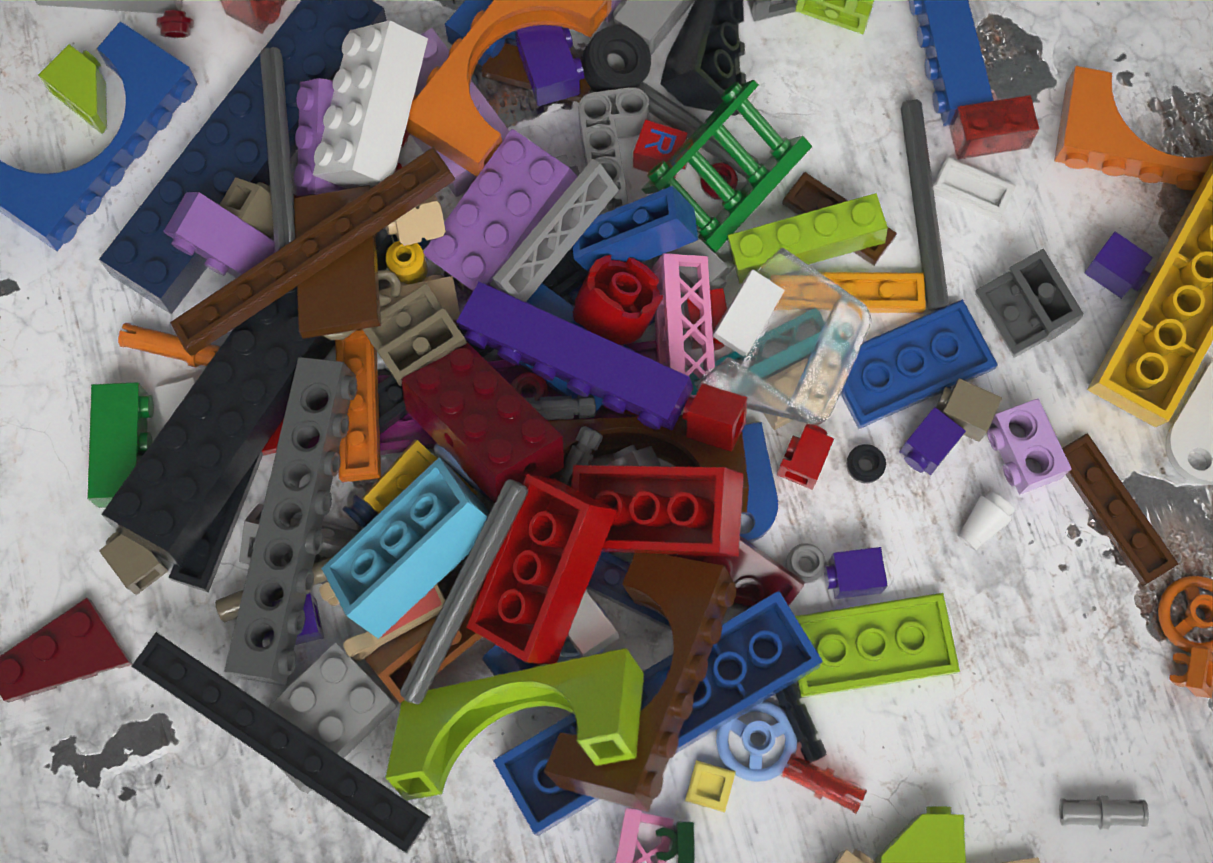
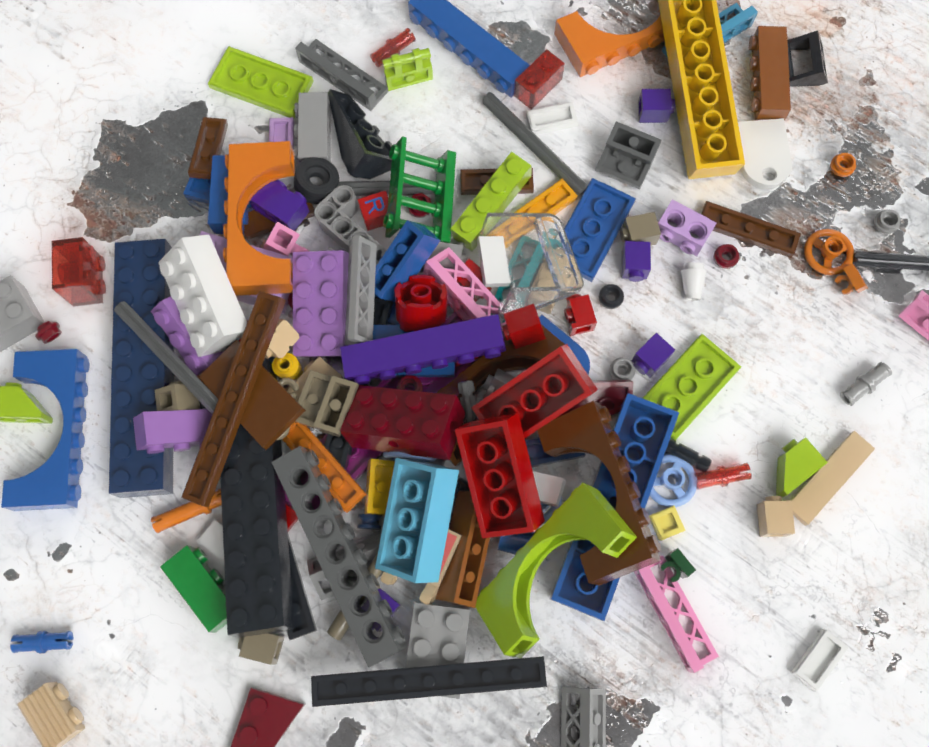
camera: 35 degrees left, 0 degrees up
(464, 591) = (467, 519): dark grey axle -> none
(517, 108) = (283, 241): none -> bright pink brick
(564, 407) = (439, 380): dark grey axle -> none
(1065, 516) = (729, 250): none -> dark red plate

